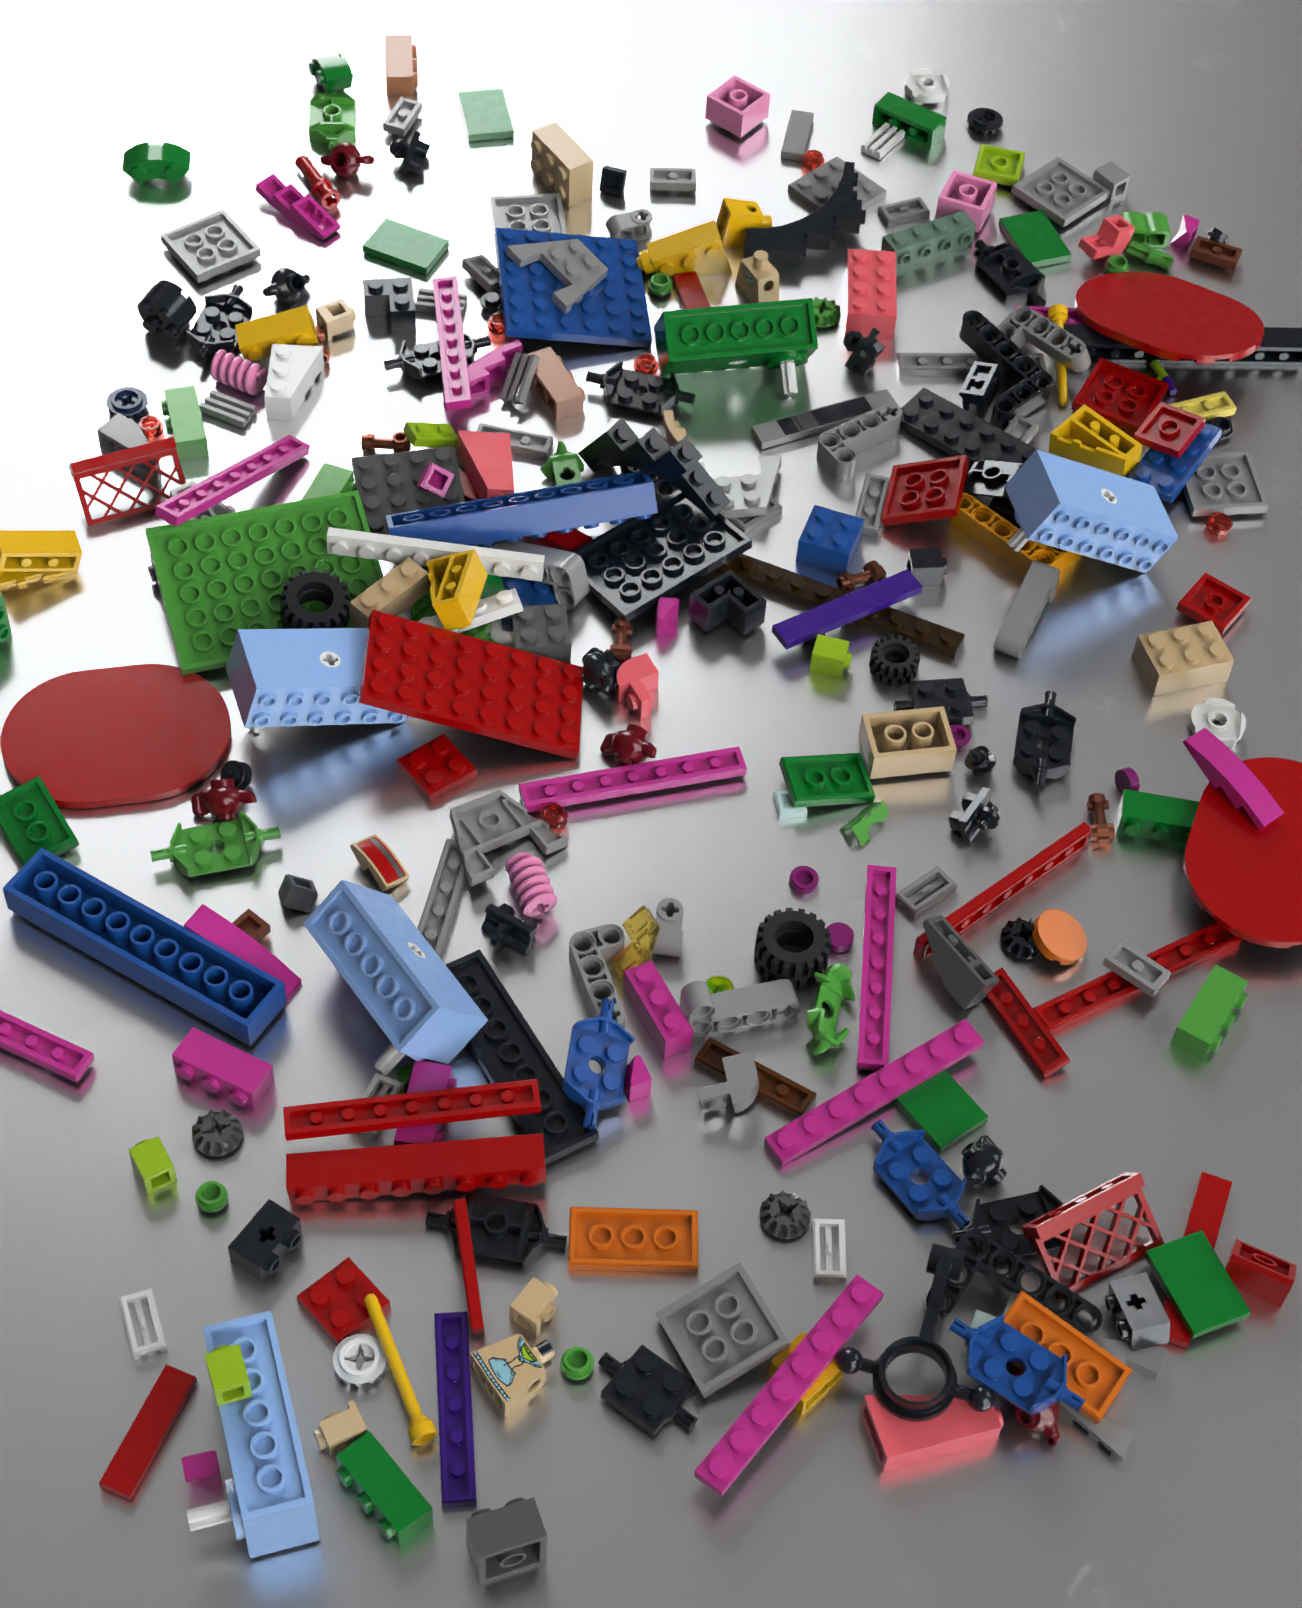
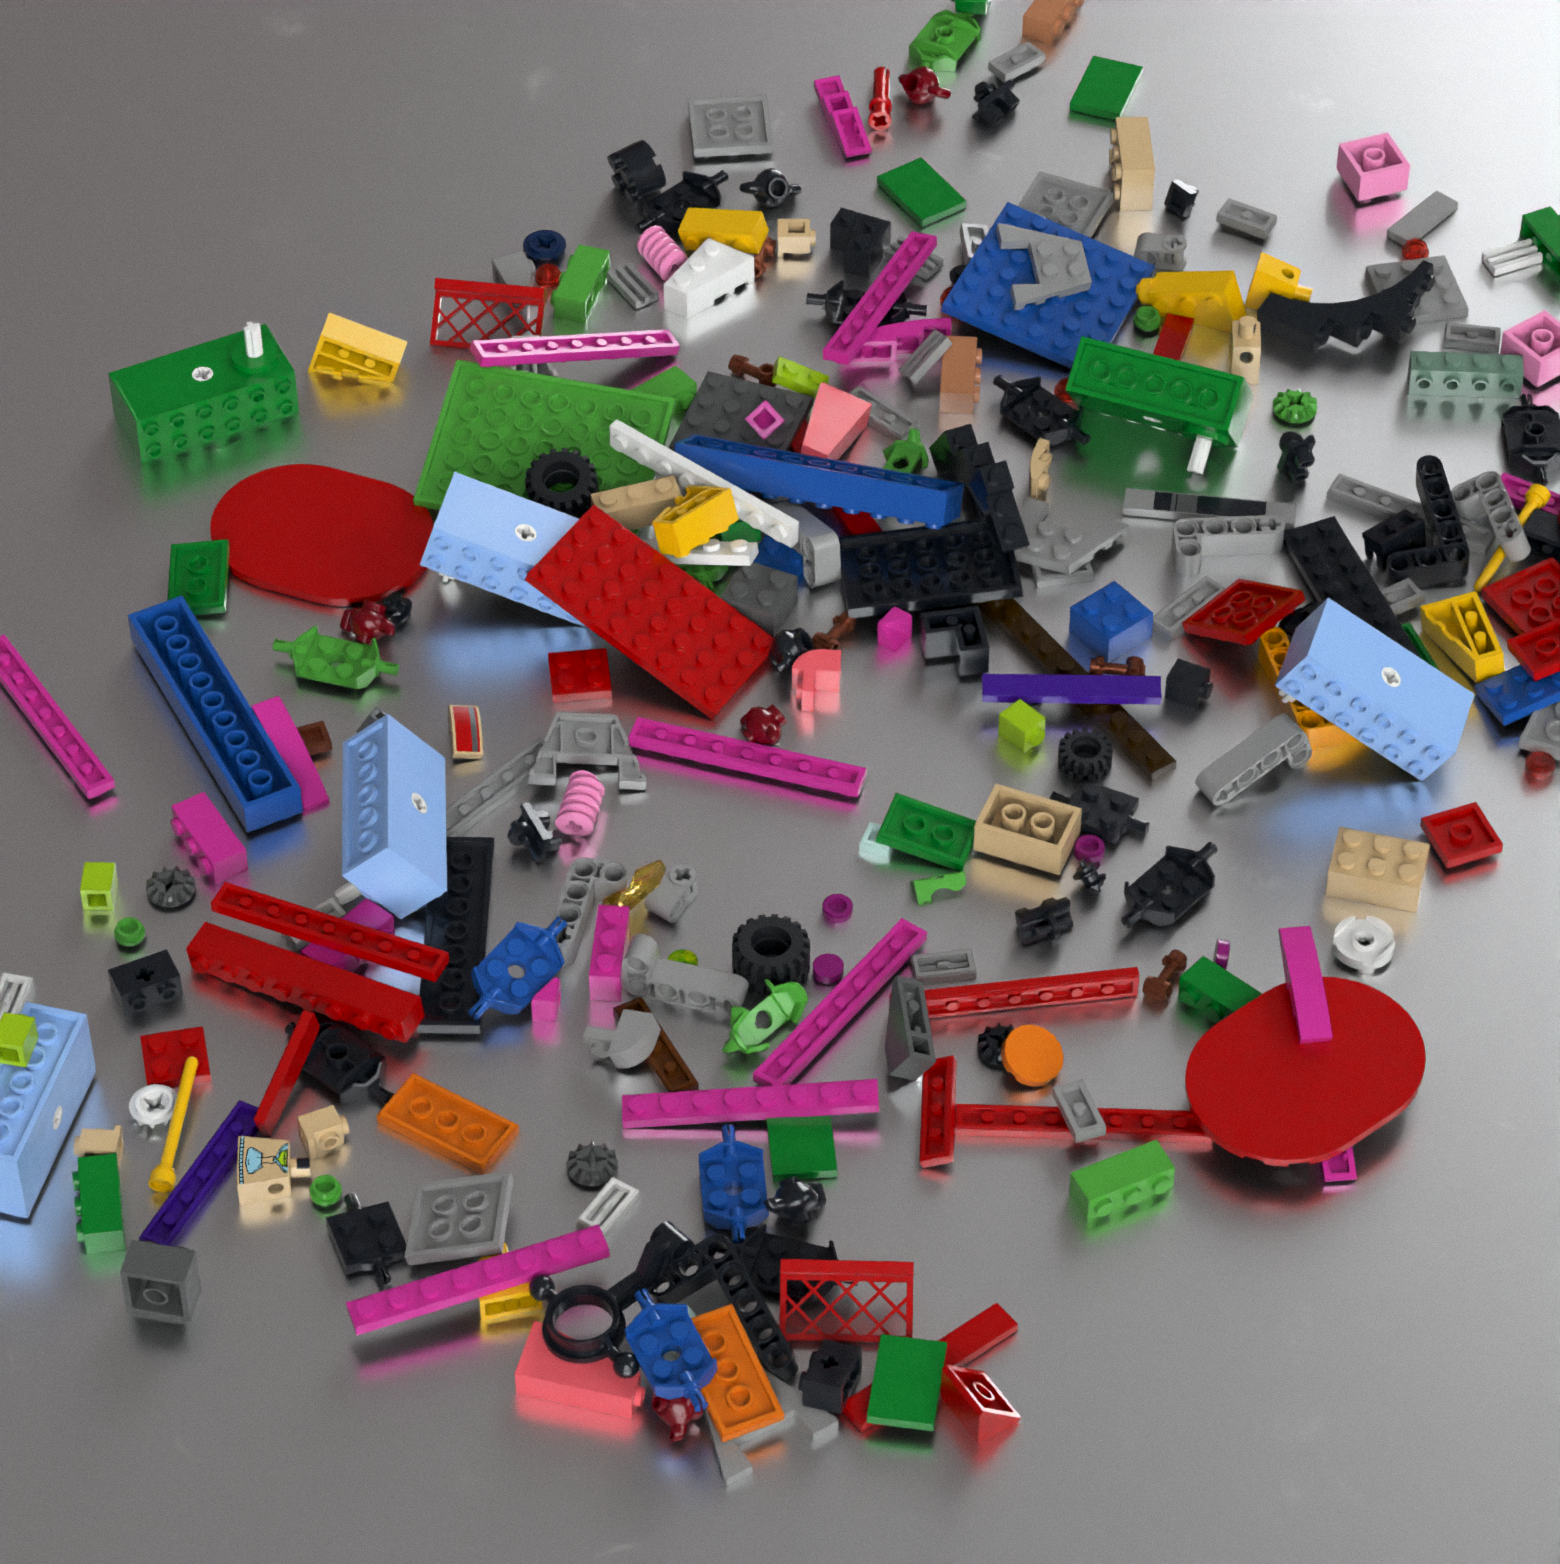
camera: 35 degrees right, 5 degrees down
(156, 162) = (735, 26): green brick -> none
(554, 815) = (649, 757): clear red plate -> none
(870, 292) = (1357, 404): coral brick -> none

